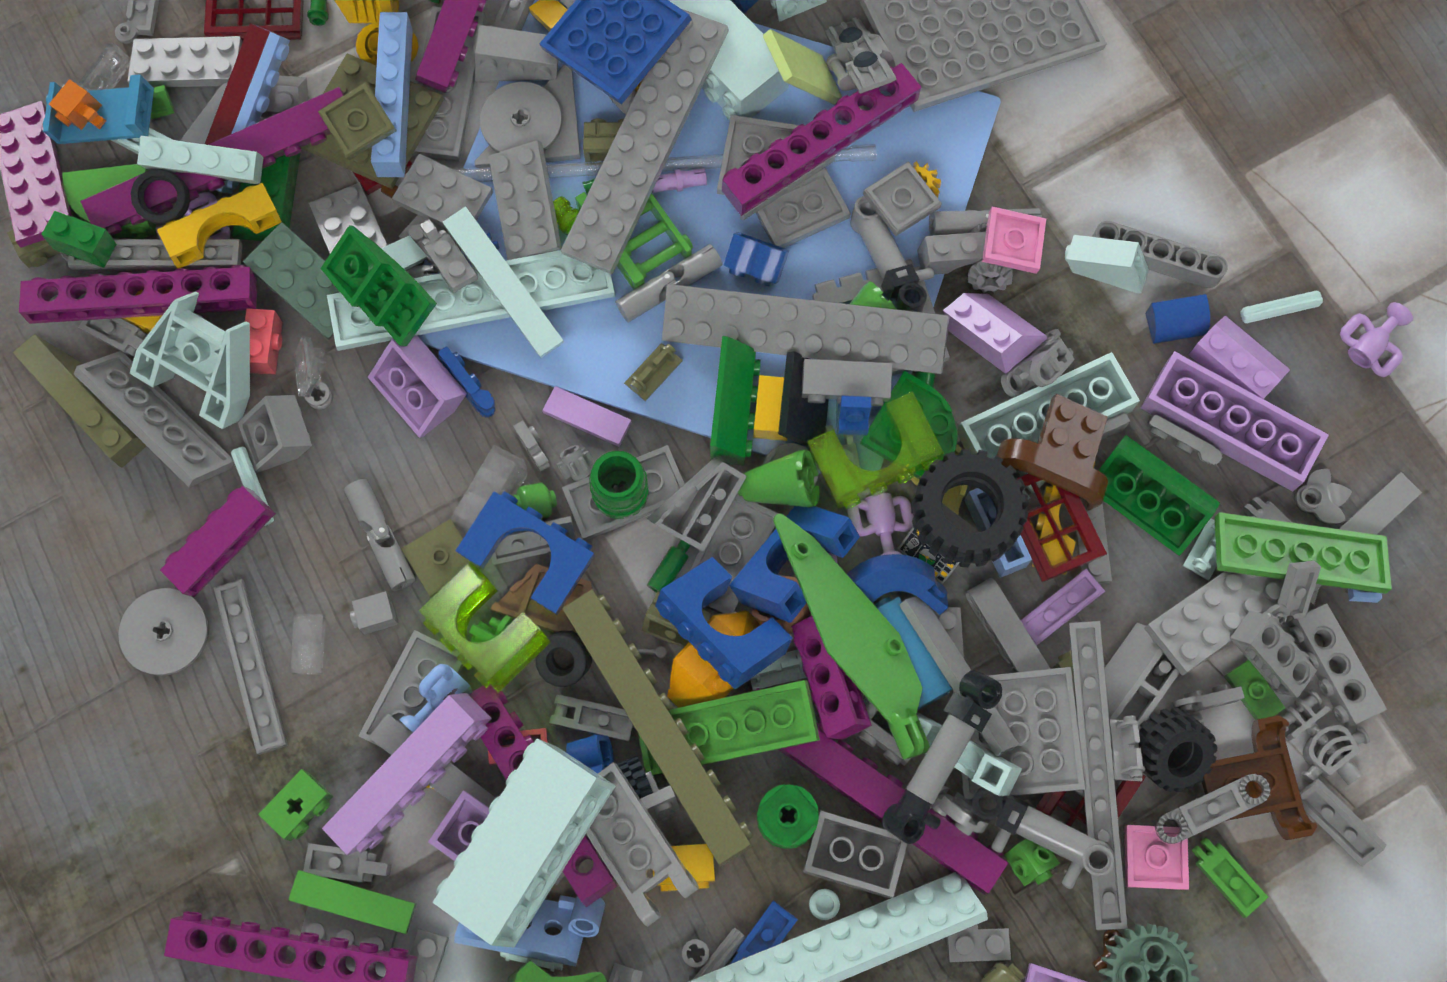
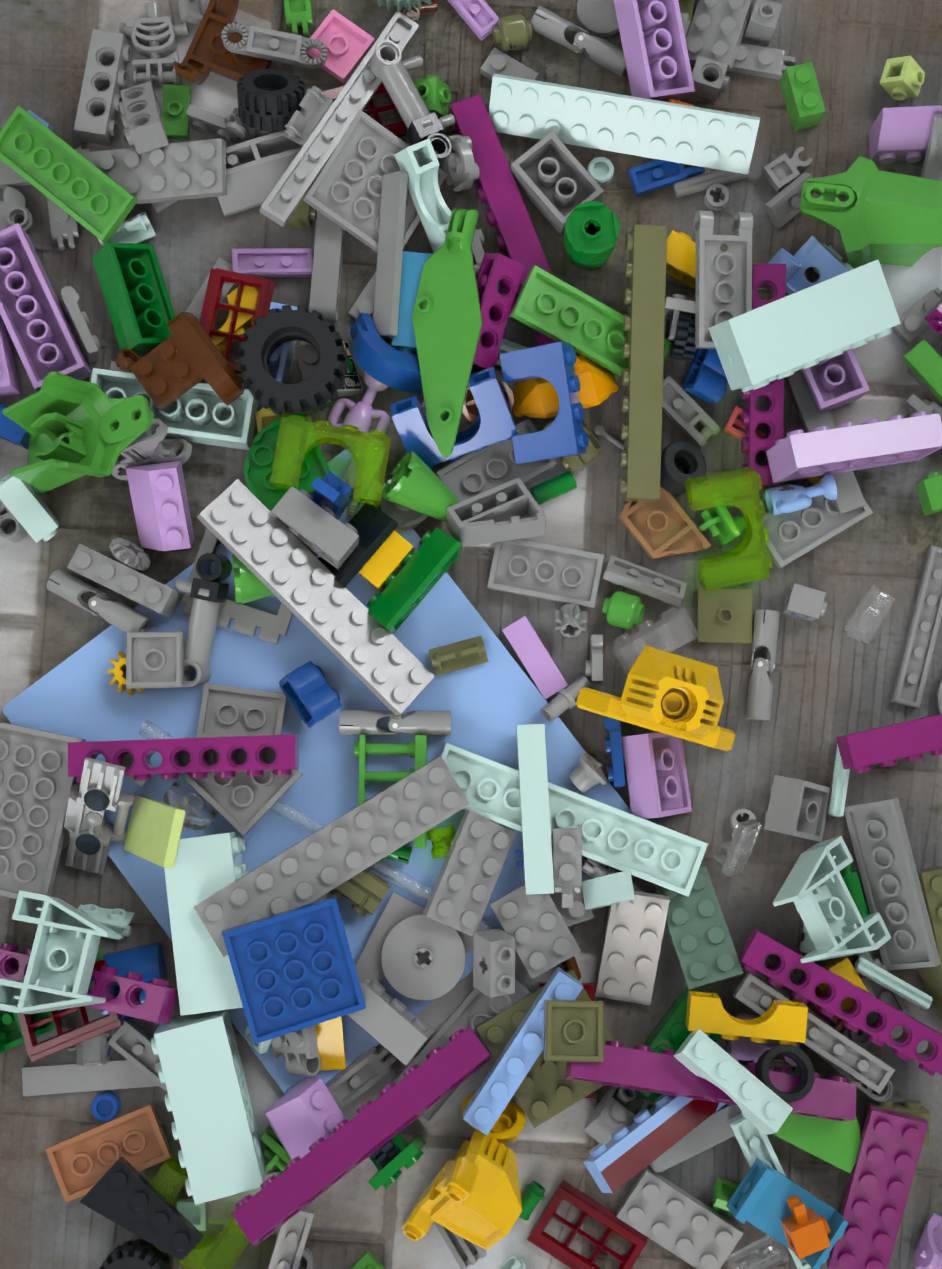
camera: 145 degrees left, 10 degrees up
(79, 239) = (875, 1082): green brick -> none
(106, 338) = (893, 983): none -> light aqua axle
(183, 393) = (853, 884): none -> green cylinder
(264, 340) = (759, 896): coral brick -> none
(378, 285) = (644, 869): green slope -> none
(444, 440) = (667, 697): none -> yellow helmet
(458, 145) = (494, 962): none -> light grey brick
(476, 344) = (588, 773): none -> light grey piece
(503, 517) = (658, 601): blue arch -> none
(536, 396) = (565, 699): none -> light grey pin
(617, 469) = (556, 555): green piece -> none
(680, 180) = (319, 808): lavender pin -> none
(790, 106) = (198, 810): none -> clear tile
(966, 714) = (411, 208): piece -> none
(1014, 240) = (91, 559): bright pink plate -> none
(1104, 333) = (75, 430): none -> bright green piece
(1120, 428) = (126, 359): none -> reddish brown hinge
(1296, 591) = (93, 143): light grey hinge -> none

